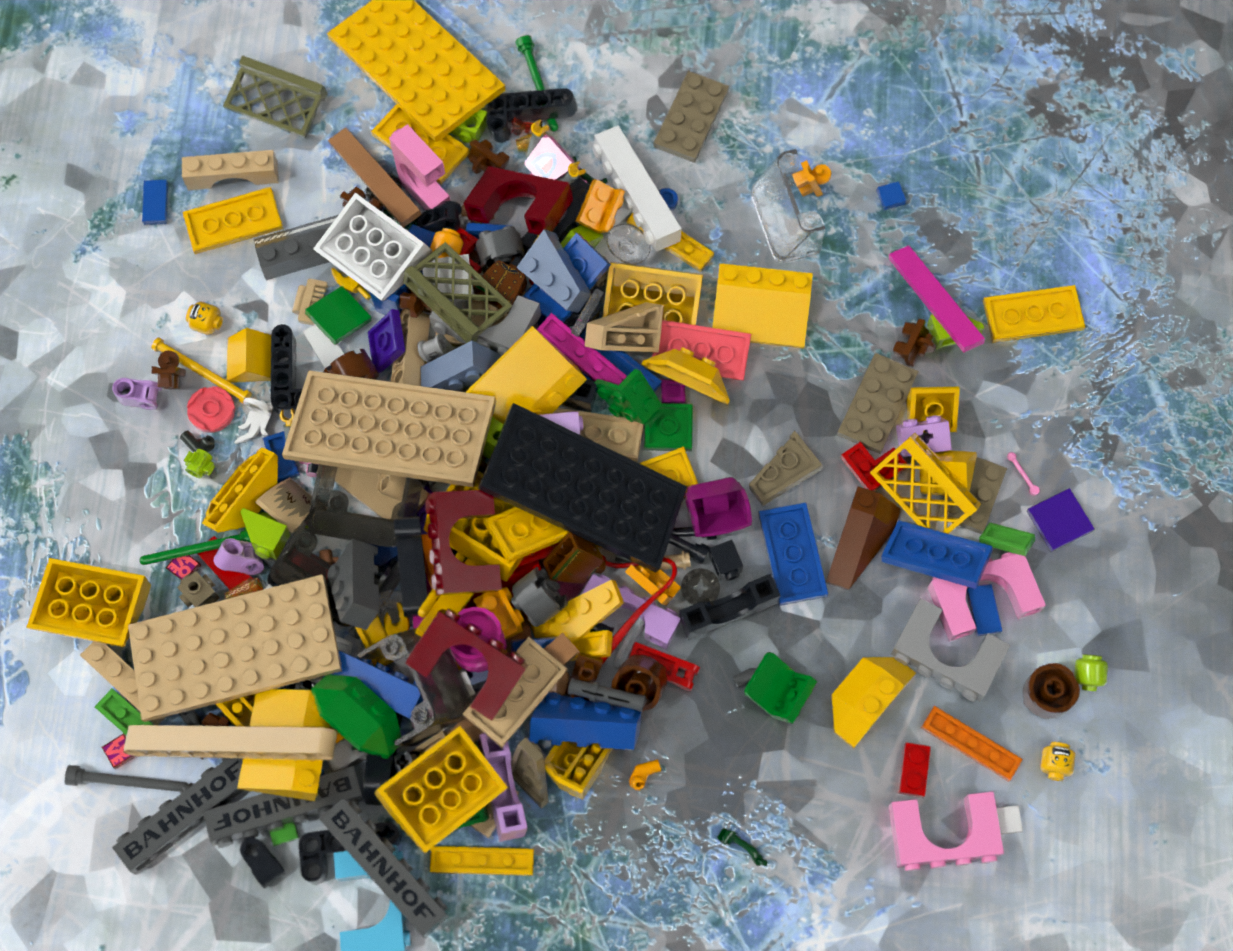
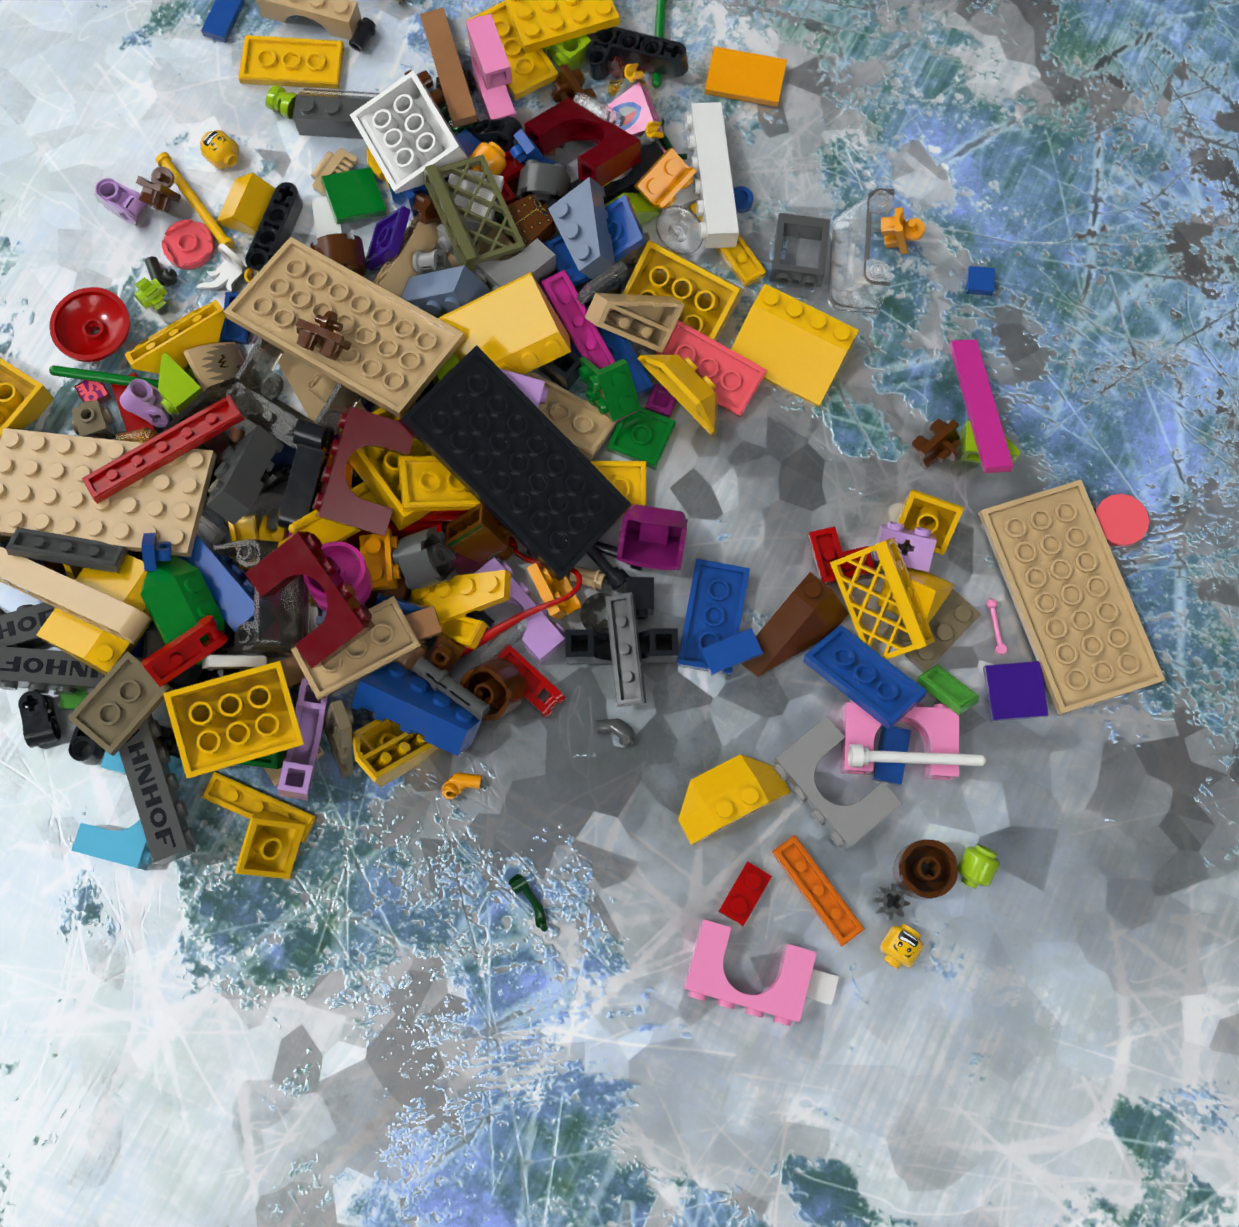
camera: 20 degrees right, 5 degrees up
(152, 497) = (81, 315): none -> red dish
(233, 705) = (66, 550): none -> dark grey tile
(242, 257) = (279, 100): none -> lime wheel
(280, 589) = (162, 449): none -> red tile
(286, 171) = (361, 36): none -> black pin
(314, 676) = (154, 551): none -> blue tile
(338, 815) = (119, 704): none -> dark tan plate
(377, 748) = (184, 651): none -> red plate
(391, 444) = (311, 333): none -> reddish brown hips
(417, 743) = (233, 661): none -> white tile
(473, 223) = (525, 148): none -> blue tile
(509, 887) = (270, 846): none -> yellow slope
(520, 167) = (599, 108): none -> clear tile
(626, 95) = (745, 76): none -> light orange tile
(691, 116) = (803, 122): dark tan plate -> none
(728, 205) = (805, 228): none -> dark grey window
(734, 608) = (625, 649): none -> dark grey tile
(779, 688) = (636, 751): green bracket -> none
(787, 469) = (746, 526): dark tan wing -> none
(820, 576) = (731, 652): none -> blue tile
(877, 403) = (871, 493): dark tan plate -> none
(960, 619) = (862, 756): none -> white piece
(1027, 728) = (898, 903): none -> dark grey gear
(1033, 313) = (1069, 456): yellow tile -> none
(1071, 426) = (1070, 597): none -> tan plate
(1085, 349) = (1122, 519): none -> coral tile

